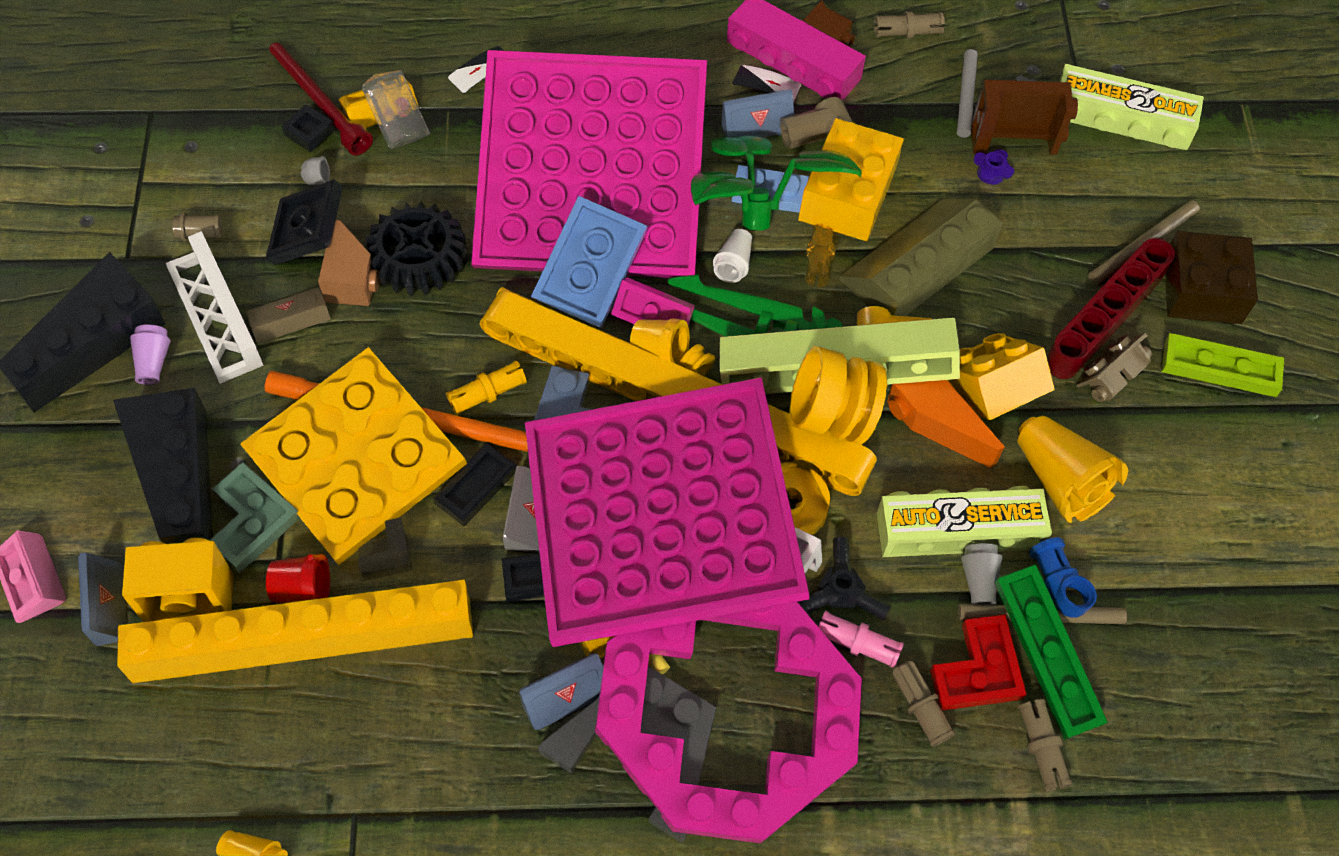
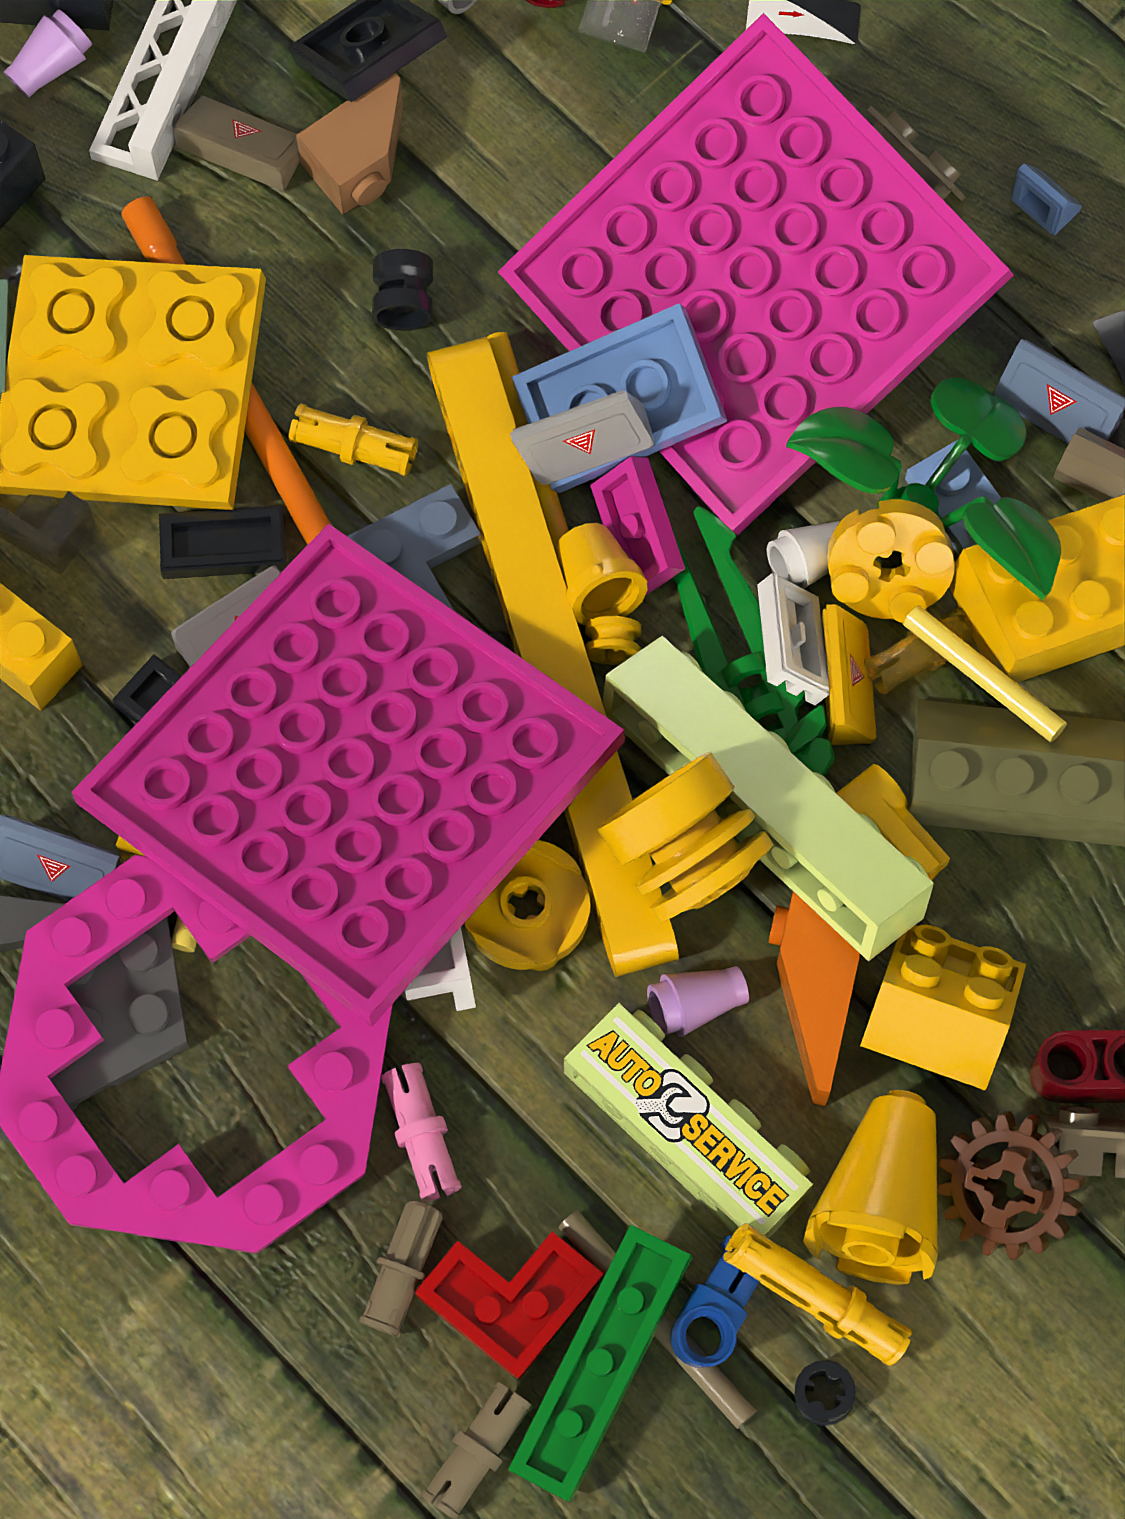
camera: 50 degrees right, 10 degrees up
(415, 261) = (504, 183): black gear -> none
(435, 305) = (402, 293): none -> black wheel
(596, 286) = (584, 437): none -> light grey slope
(662, 48) = (1043, 199): none -> medium blue slope
(771, 291) = (793, 638): none -> white tile
(791, 226) = (892, 527): none -> yellow plate
(801, 292) = (851, 699): none -> yellow slope
(843, 586) = (468, 1057): black piece -> none
(862, 234) = (985, 674): none -> light yellow bar
(901, 469) = (694, 998): none -> lavender cone
(981, 570) = (643, 1200): light grey cone -> none
(1101, 400) = (999, 1209): none -> reddish brown gear
(1109, 528) = (837, 1307): none -> yellow pin
(1144, 561) = (834, 1375): none -> black bush

